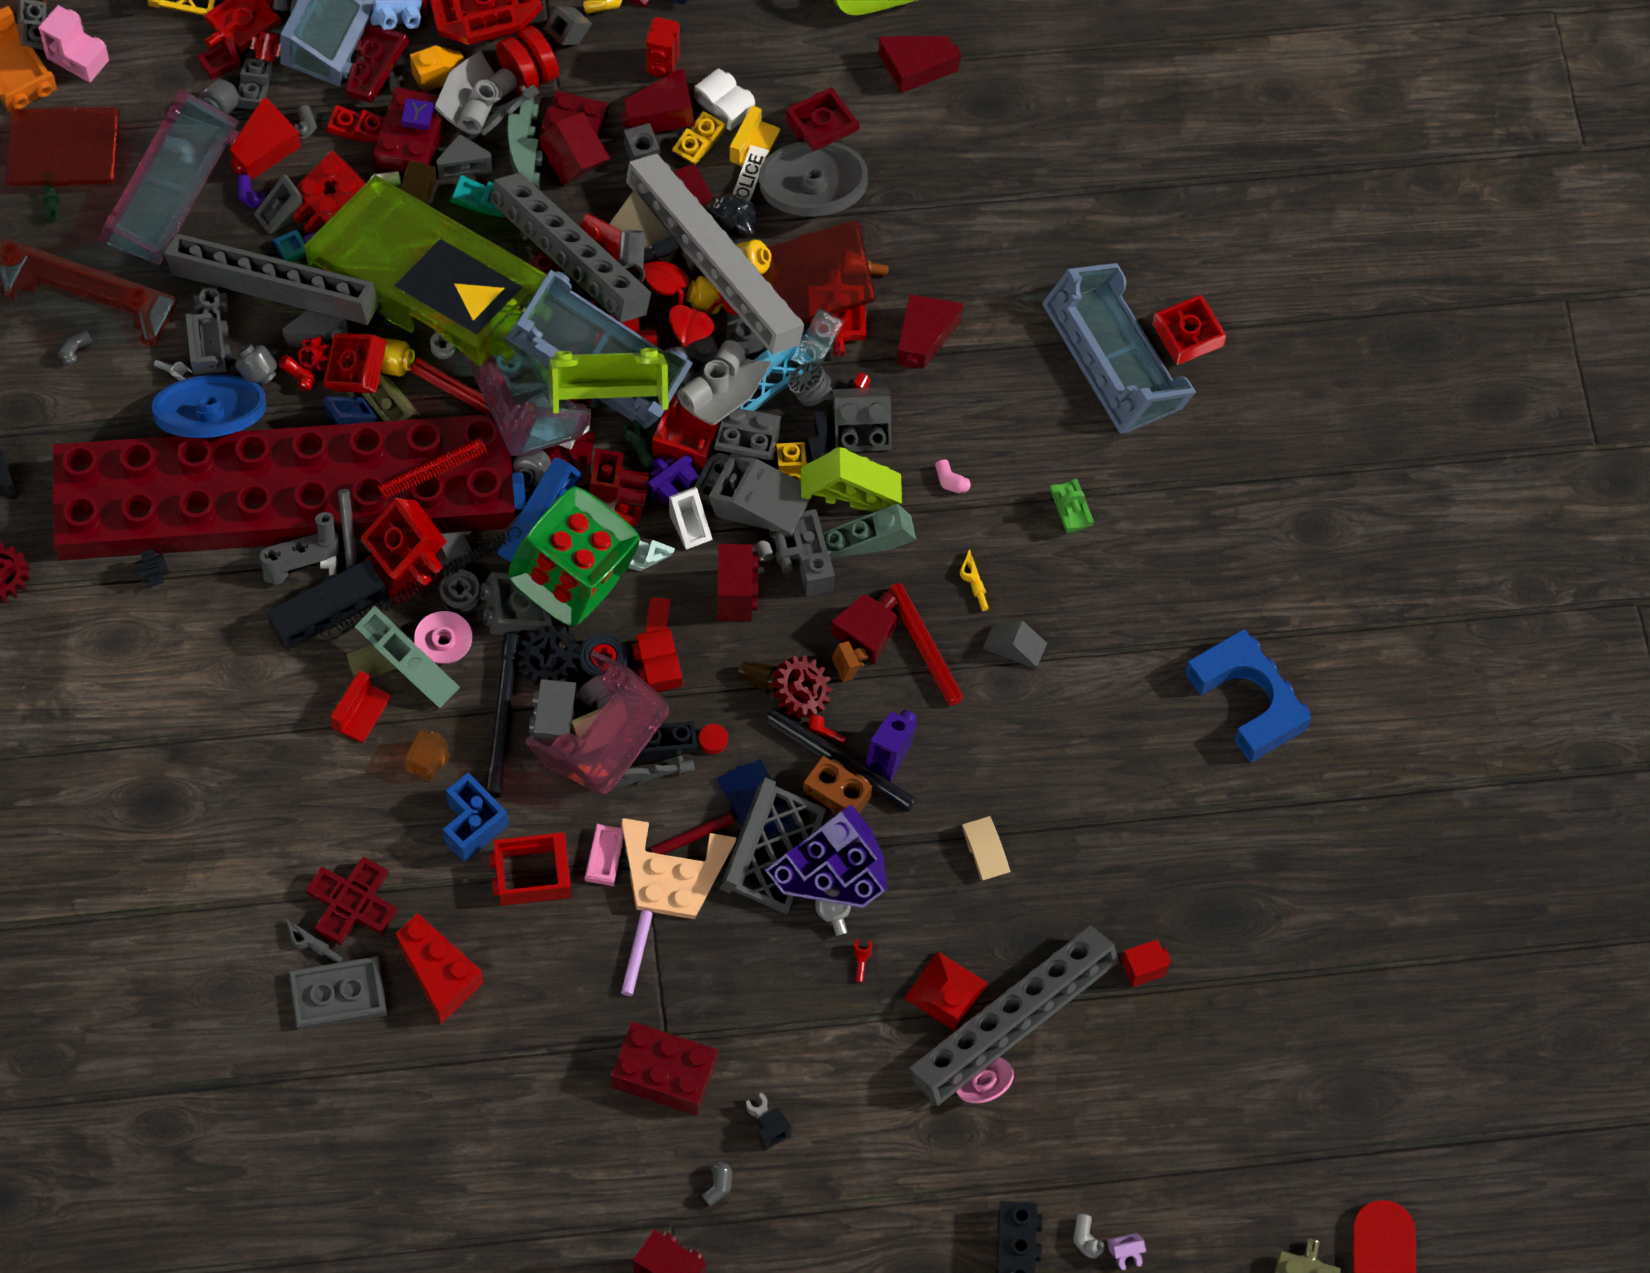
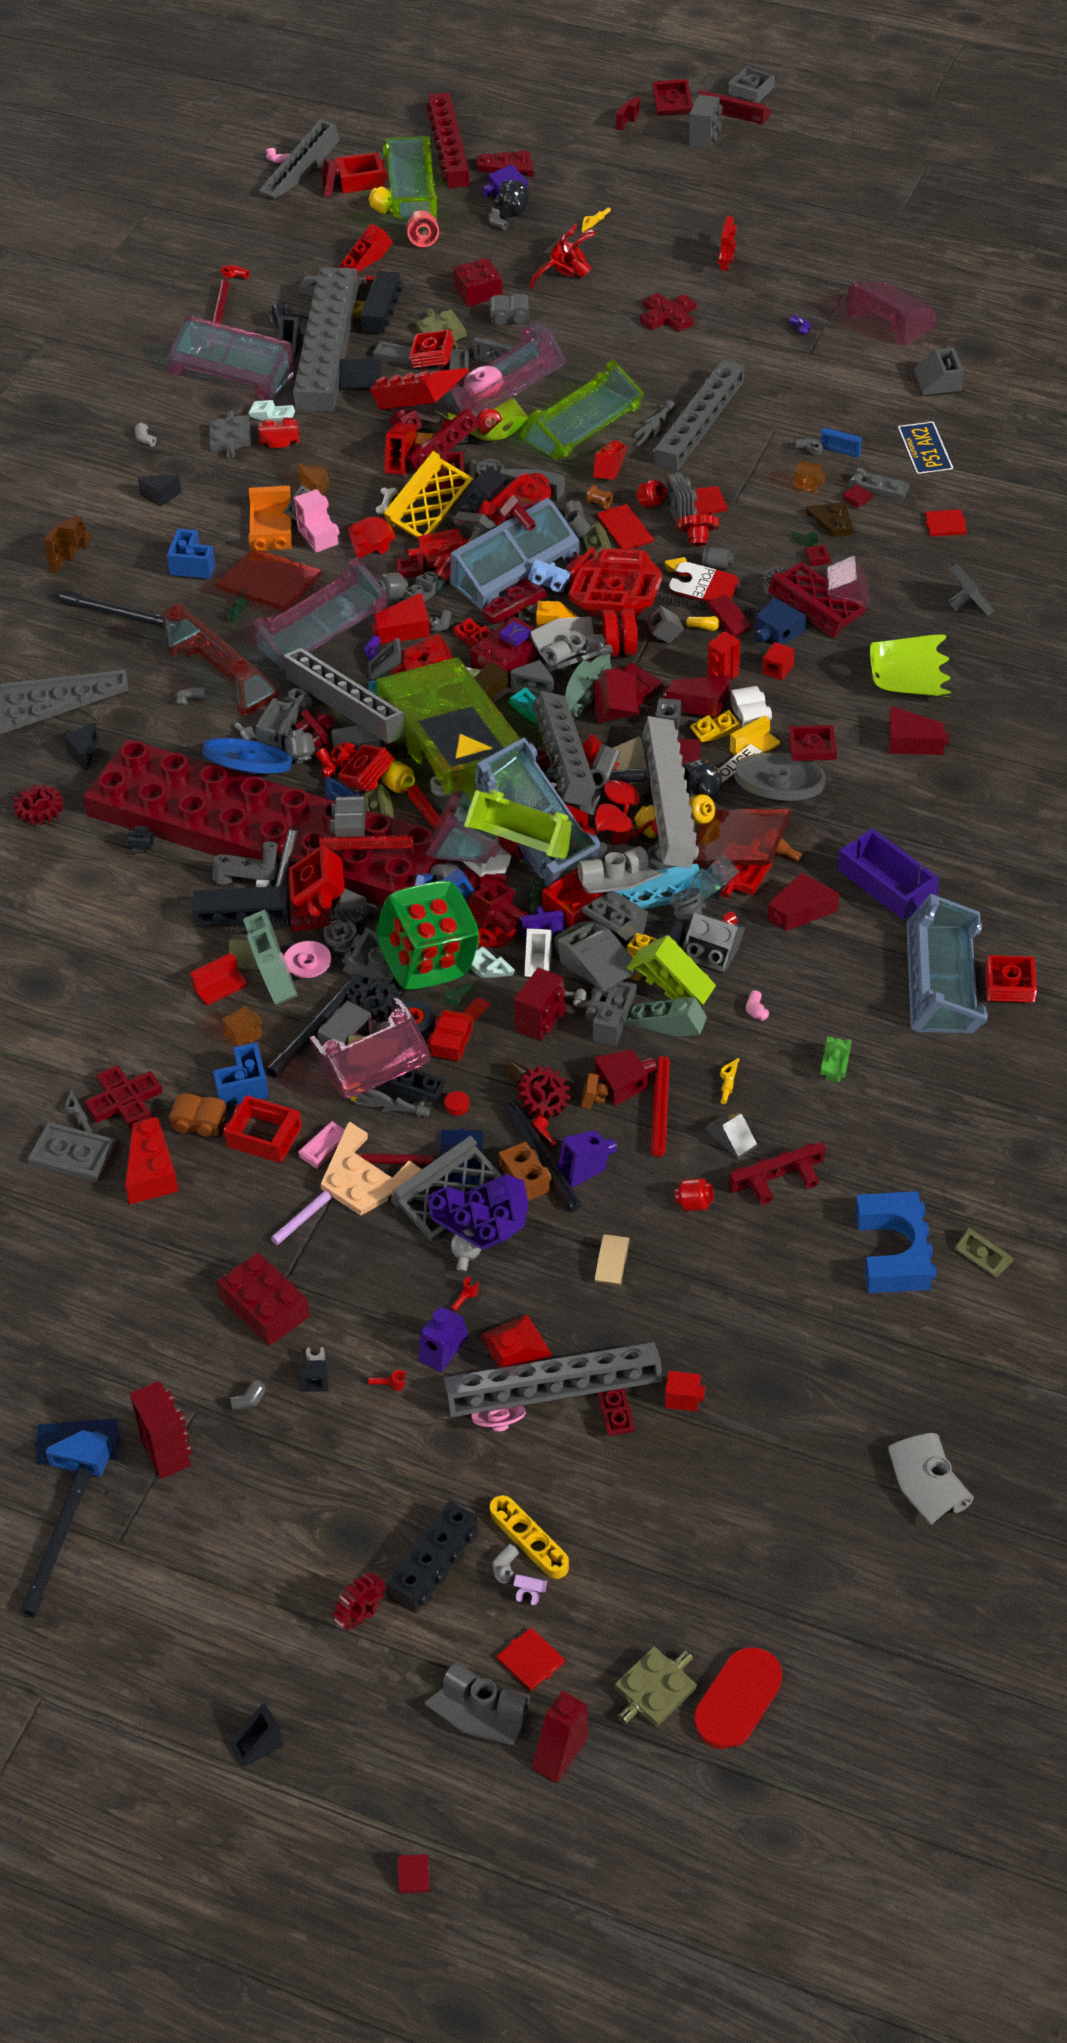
camera: 35 degrees right, 15 degrees down
(146, 35) = (371, 535): none -> red slope
(244, 329) = (319, 727): none -> dark red hips
(395, 445) = (349, 817): none -> dark grey brick
(450, 885) = (198, 1114): none -> dark orange brick
(628, 611) = (454, 997): none -> clear green hand
(718, 22) = (778, 661): none -> red brick
(849, 1094) = (392, 1381): none -> red hand
(877, 1022) = (442, 1339): none -> dark purple torso
(996, 255) = (887, 873): none -> dark purple piece
(1024, 734) = (694, 1194): none -> red head
(1089, 1199) = (526, 1538): none -> yellow beam
(1092, 1019) = (616, 1412): none -> dark red slope
(1105, 646) = (786, 1163): none -> dark red plate
(1336, 664) = (983, 1253): none -> olive slope
(1406, 935) = (915, 1467): none -> light grey panel

